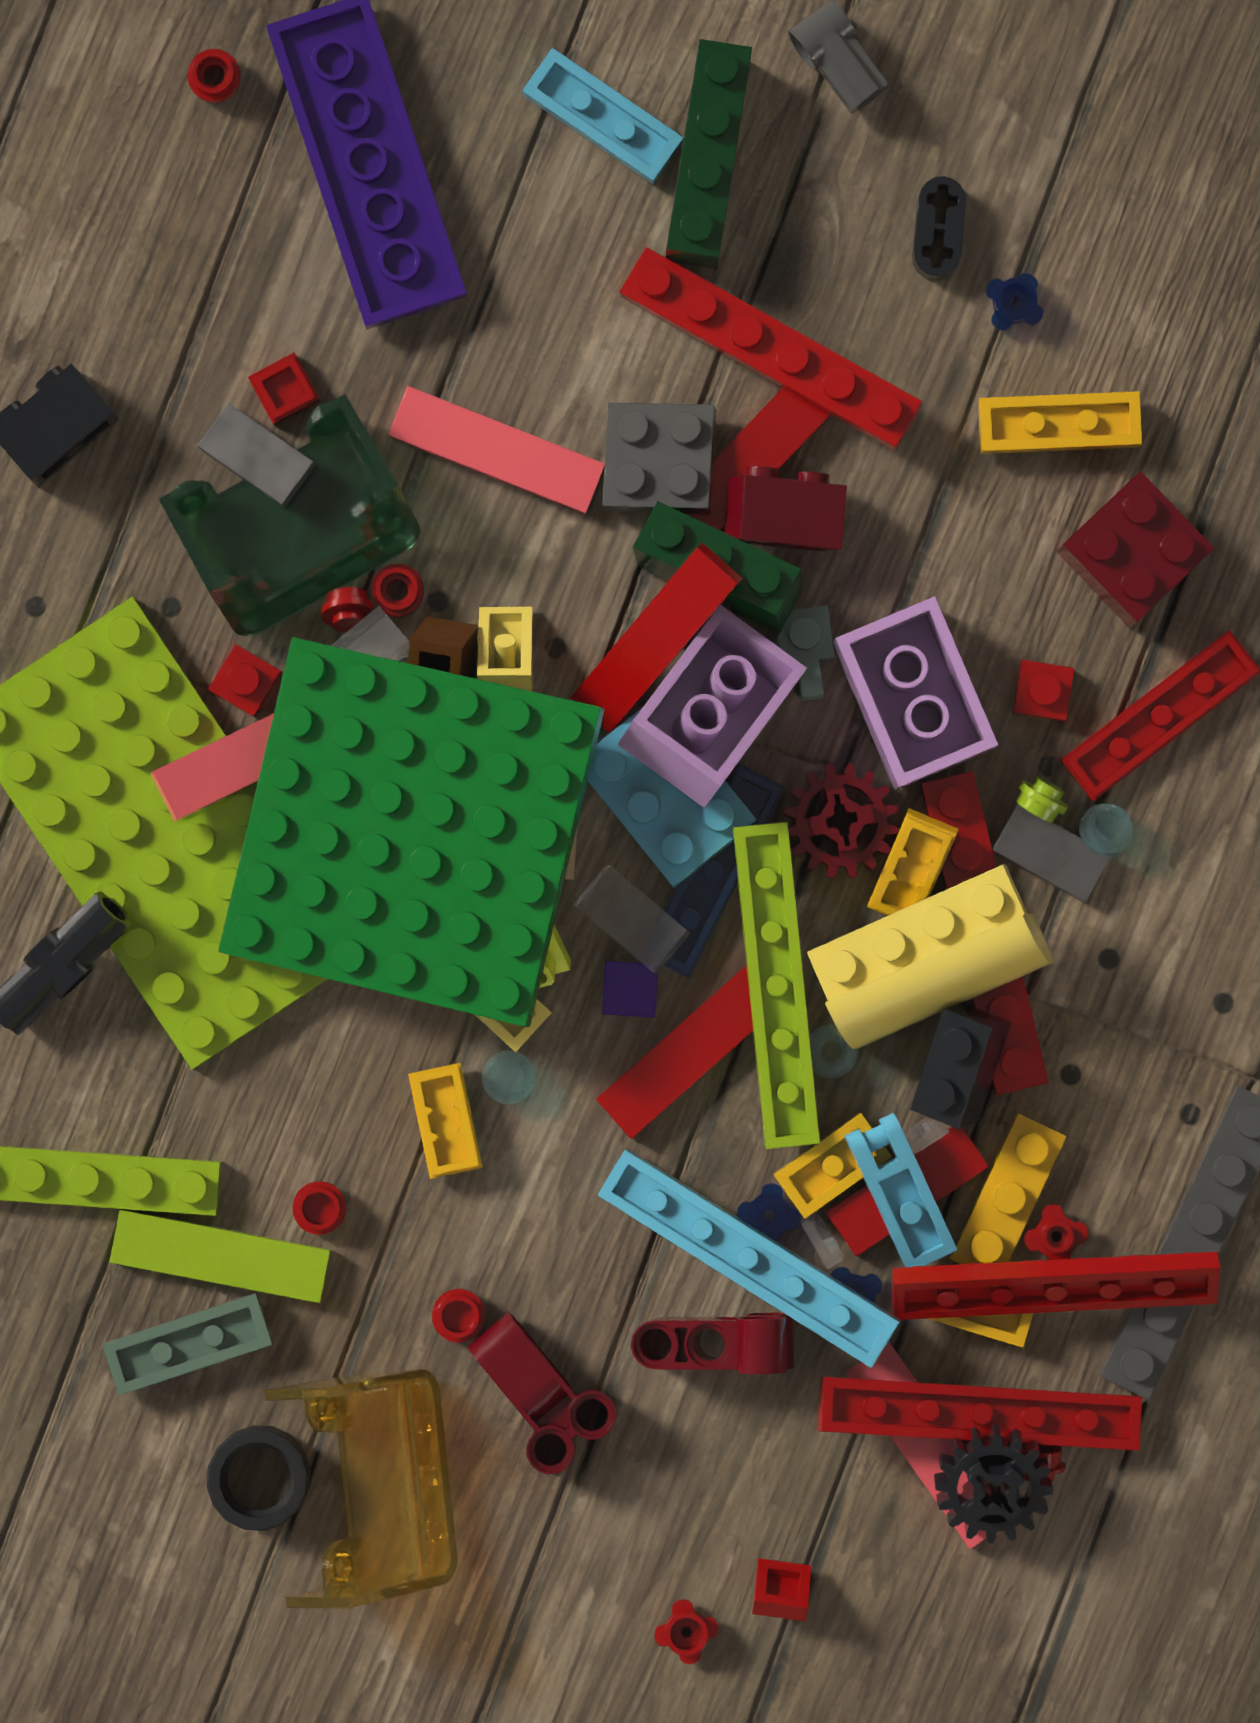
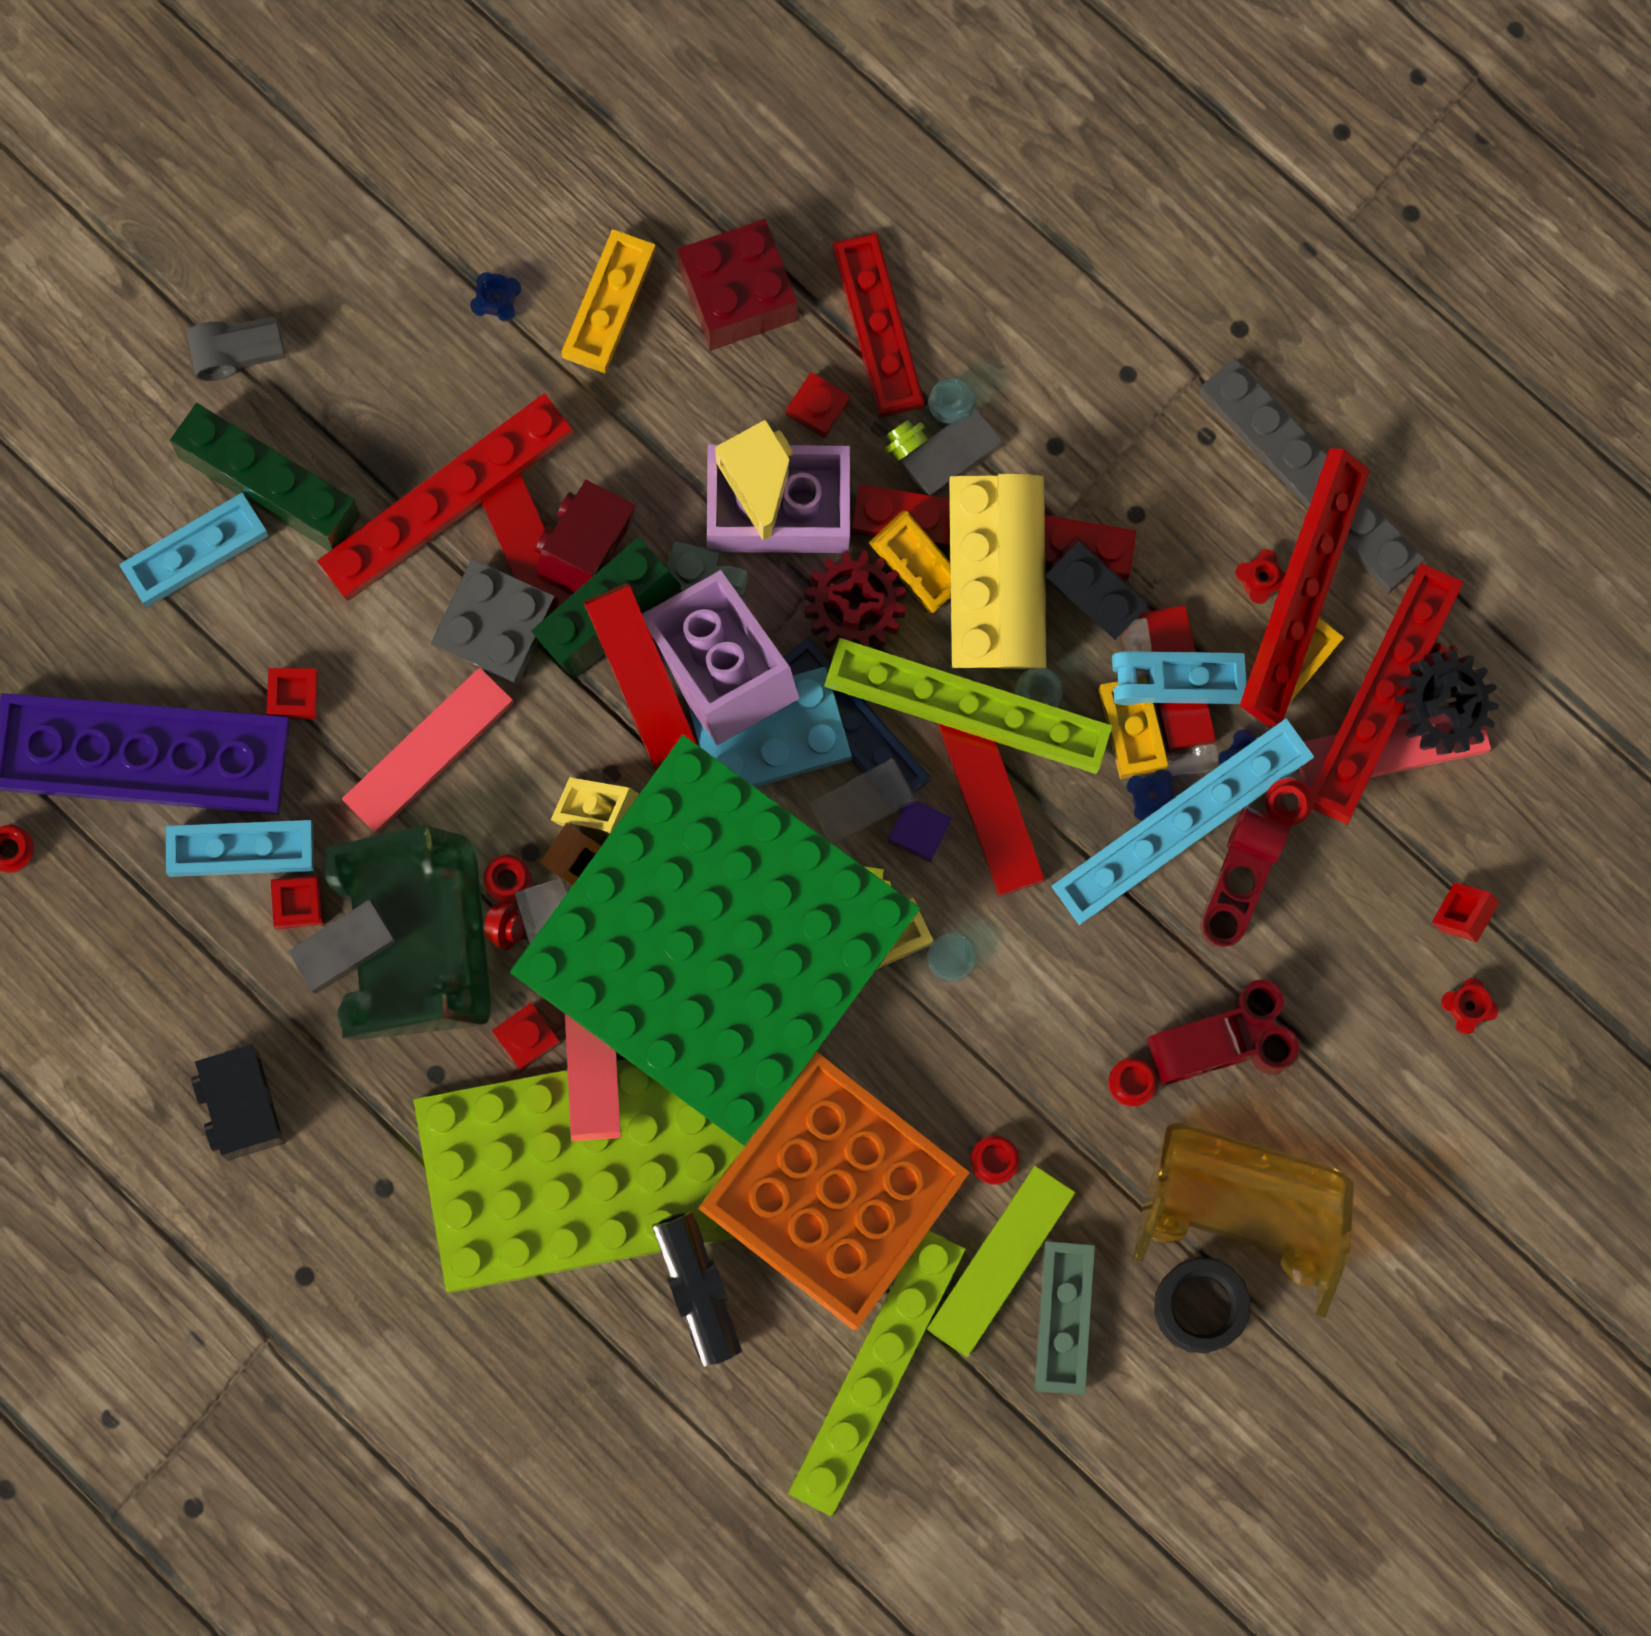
camera: 70 degrees left, 10 degrees down
(212, 1060) = (834, 1191): none -> orange plate
(312, 306) = (239, 848): none -> medium azure plate
(445, 1120) = (965, 1024): yellow plate -> none
(495, 286) = (292, 692): none -> red plate
(799, 1360) = (1291, 815): none -> red plate
(920, 663) = (757, 472): none -> light yellow slope
(926, 227) = (404, 338): black beam -> none
(1008, 1193) = (1211, 599): yellow plate -> none

